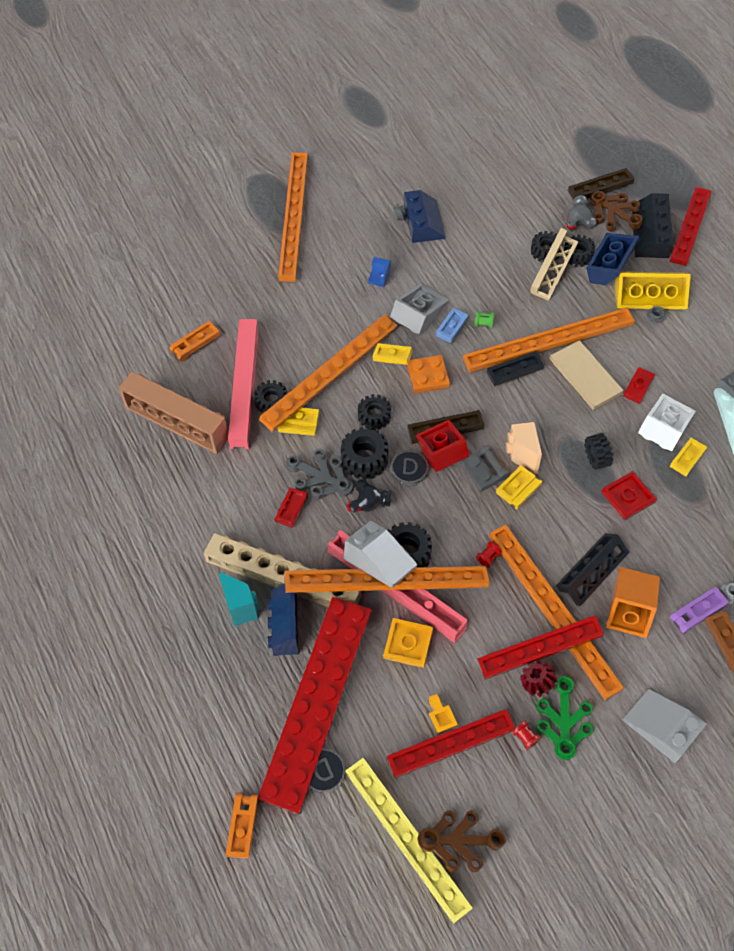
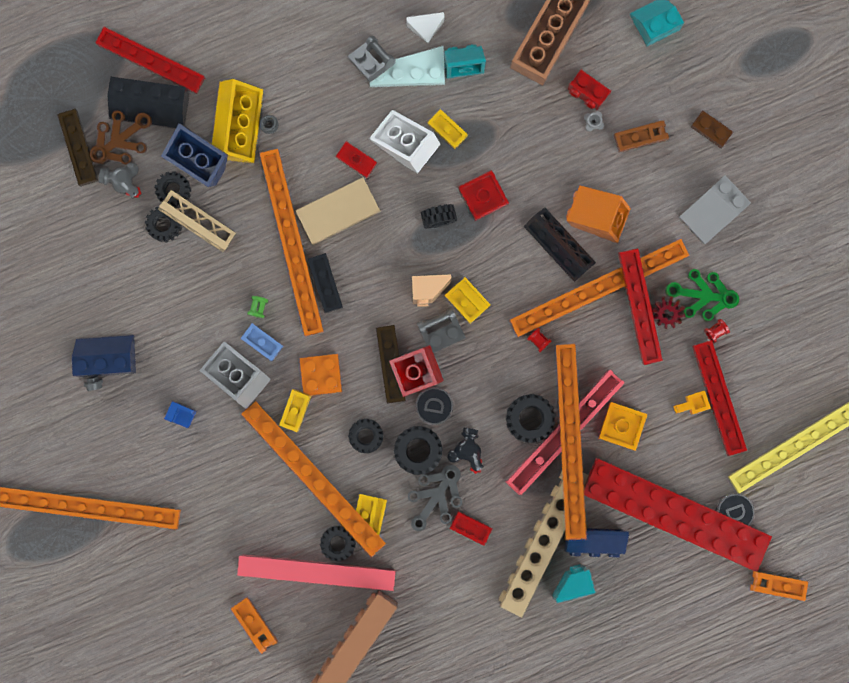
camera: 90 degrees left, 25 degrees up
(378, 554) = (551, 445): slope -> none
(458, 840) = (803, 402): reddish brown plant -> none
(699, 609) = (609, 155): medium lavender plate -> none

